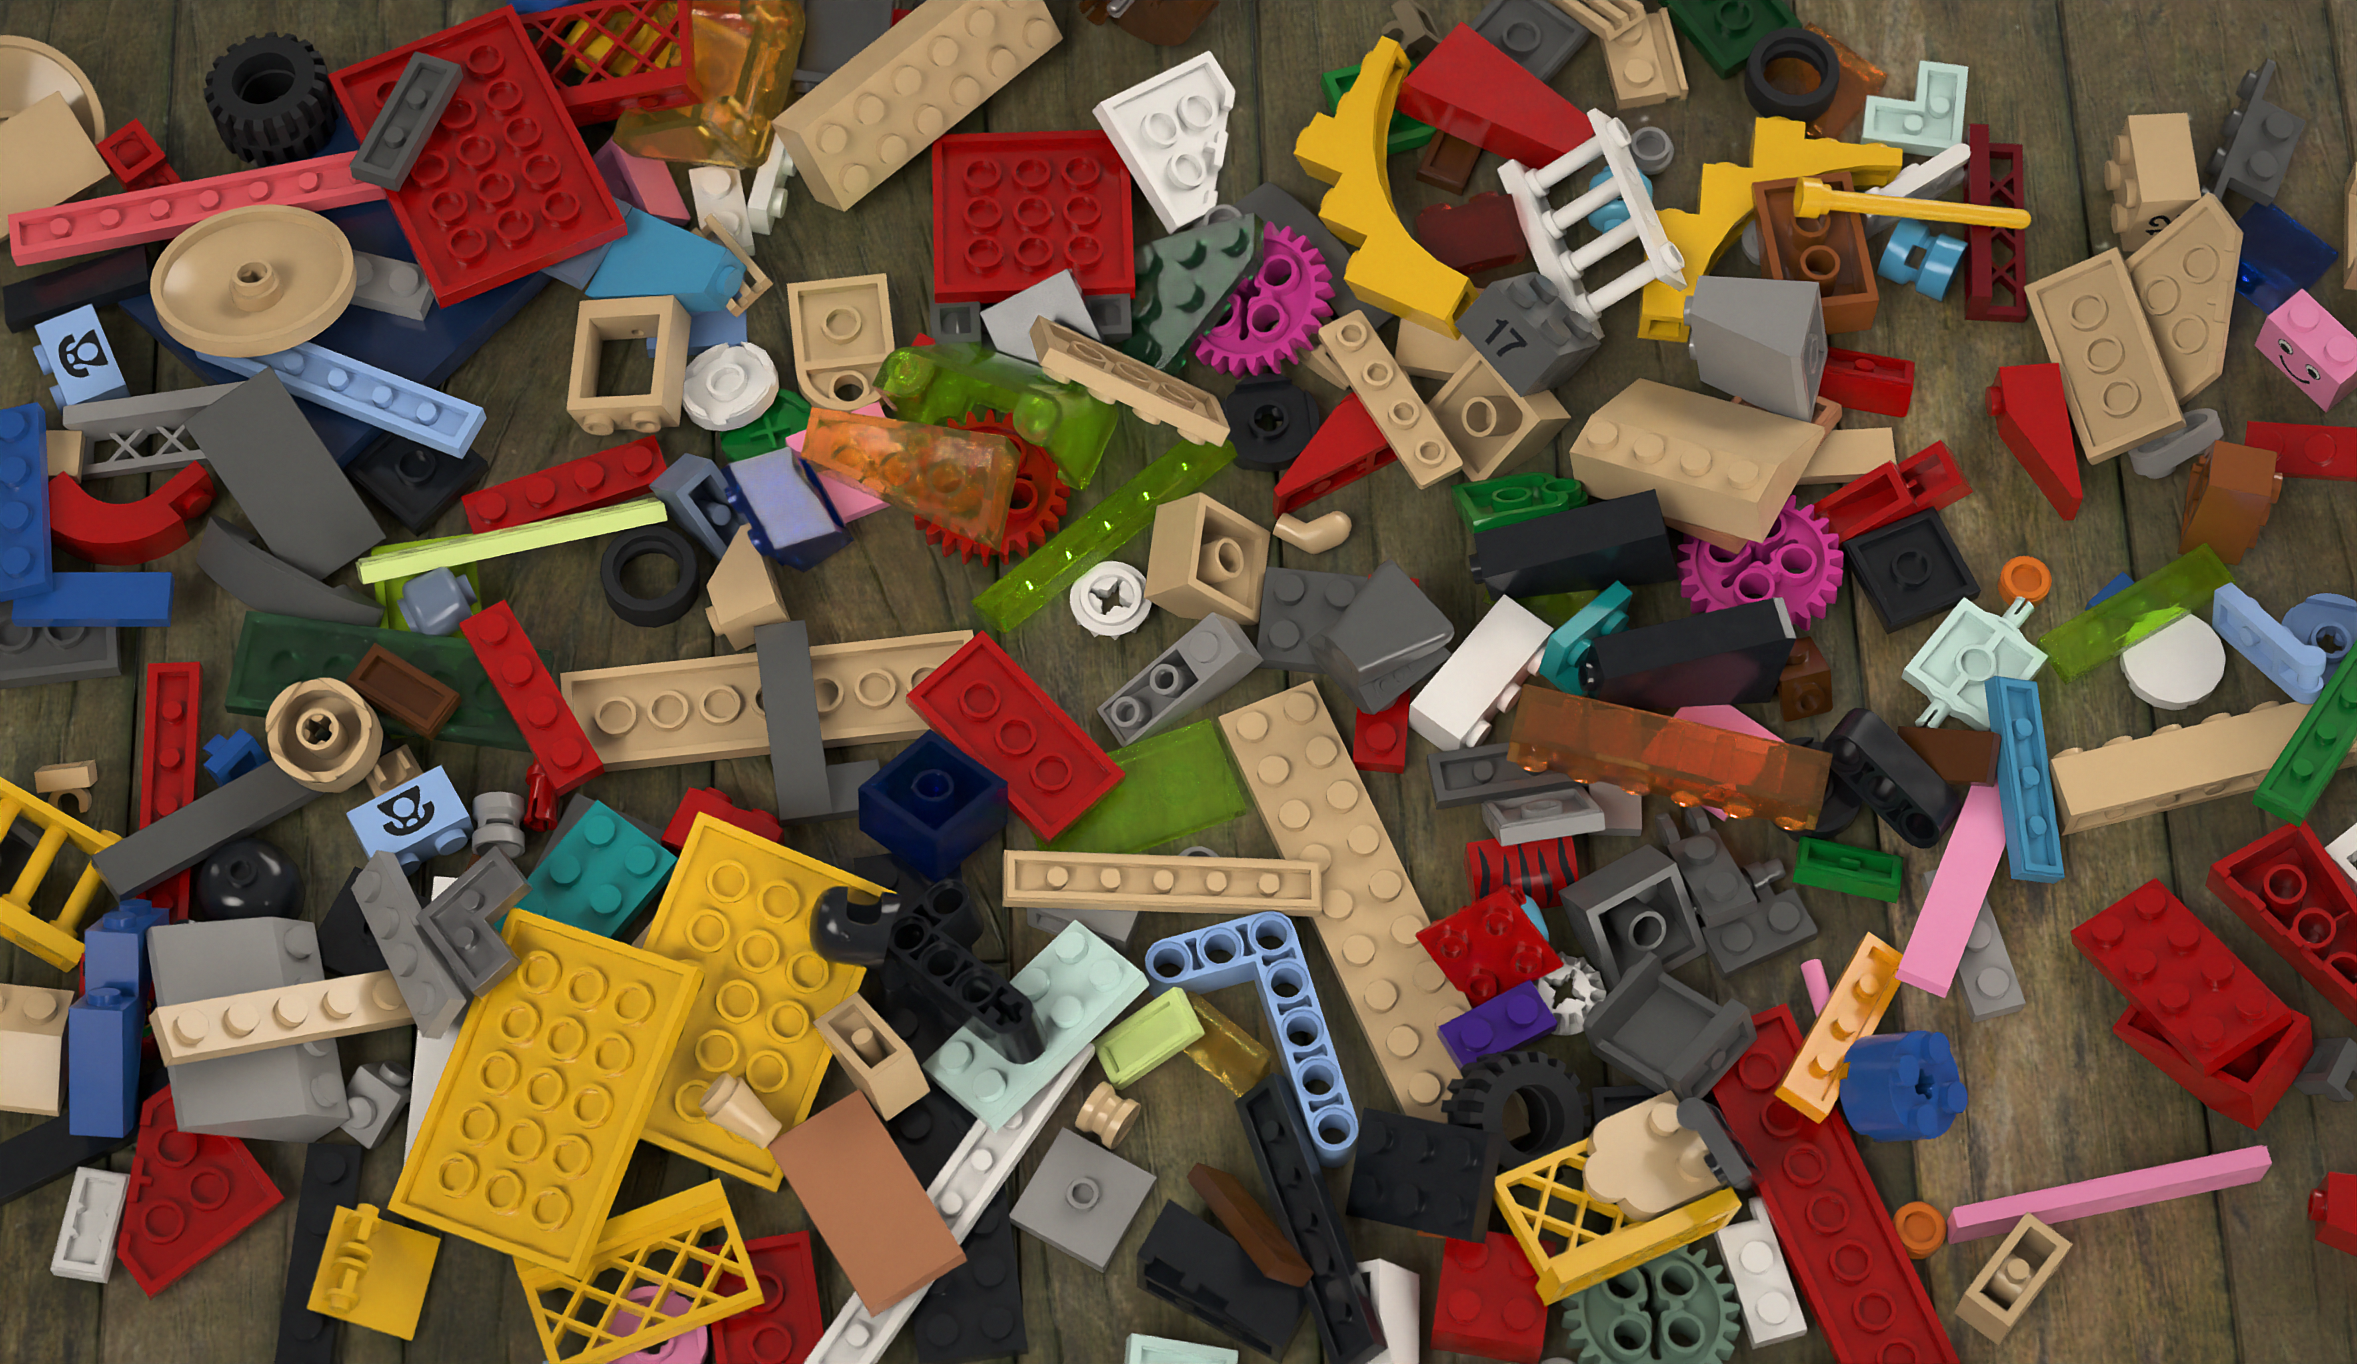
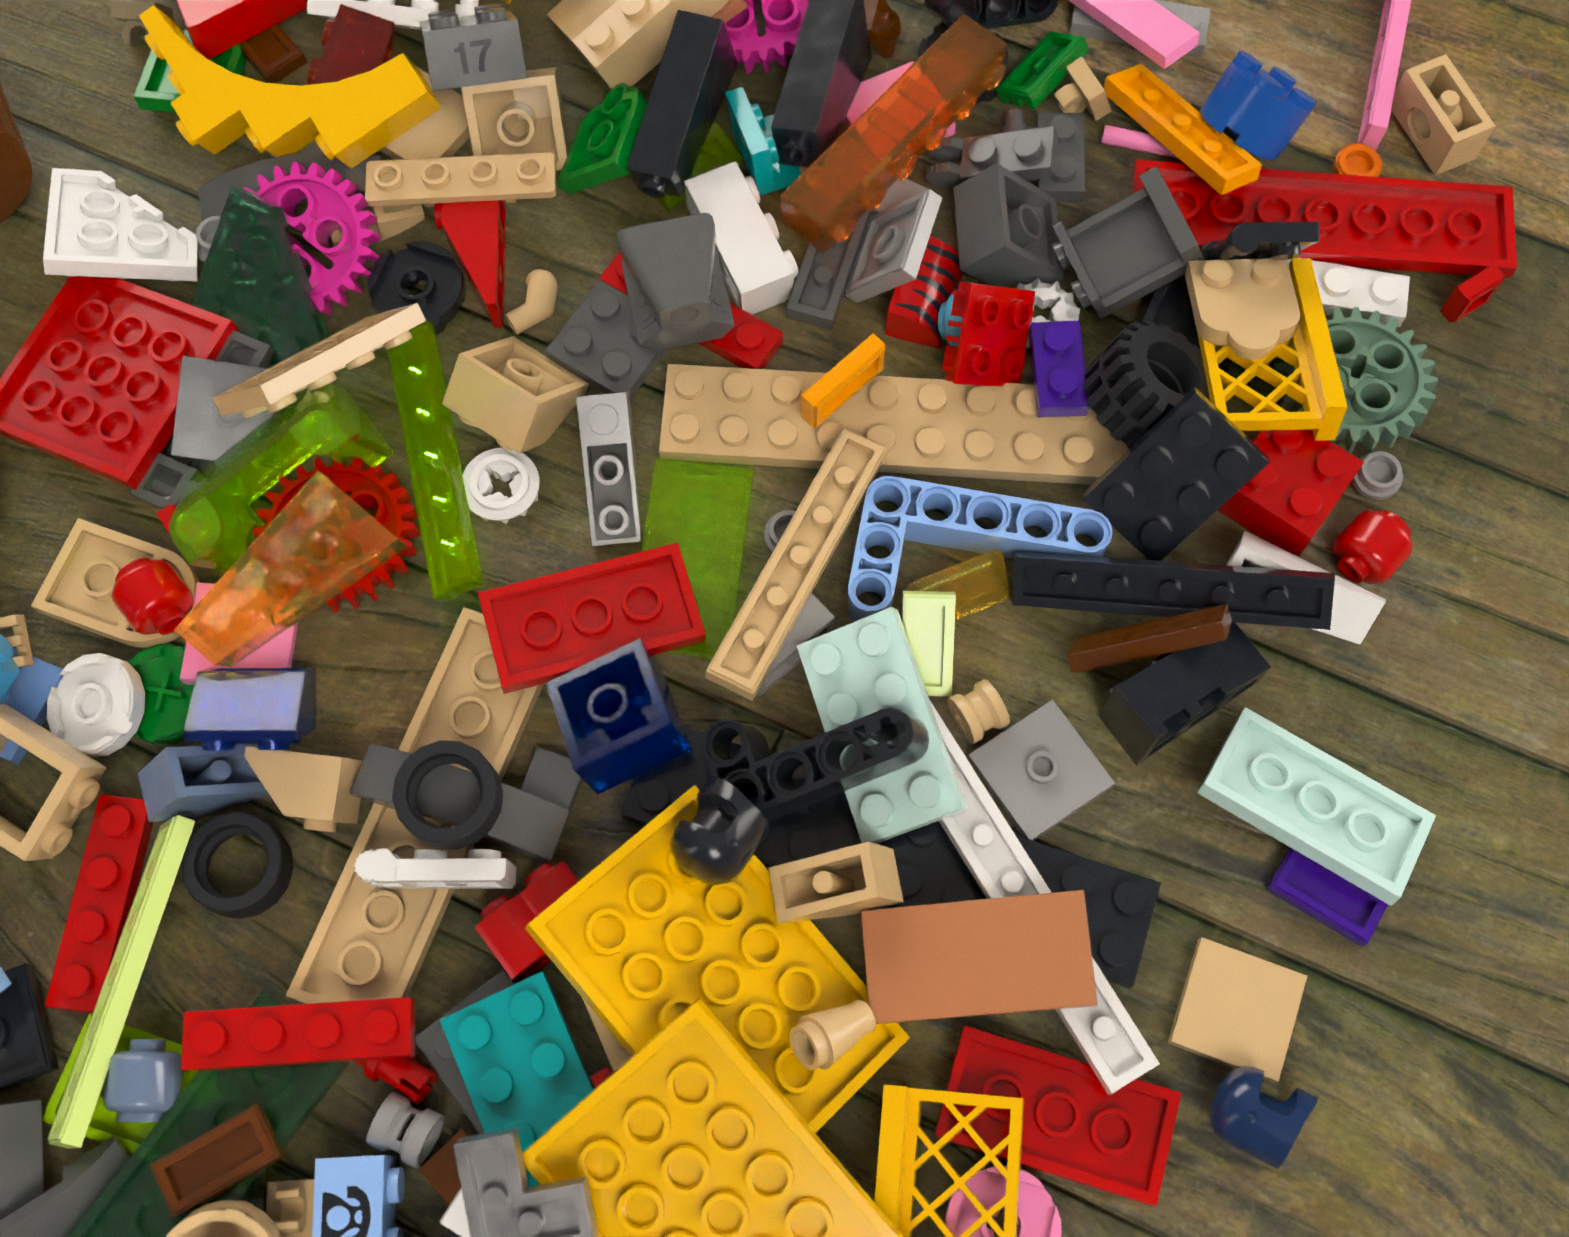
camera: 60 degrees left, 5 degrees up
(719, 727) = (435, 871): none -> white hinge
(769, 665) = (418, 766): none -> black tyre
(841, 373) = (151, 596): none -> red head
(1366, 837) = (843, 381): none -> light orange tile
(1842, 920) = (1083, 92): none -> tan tile

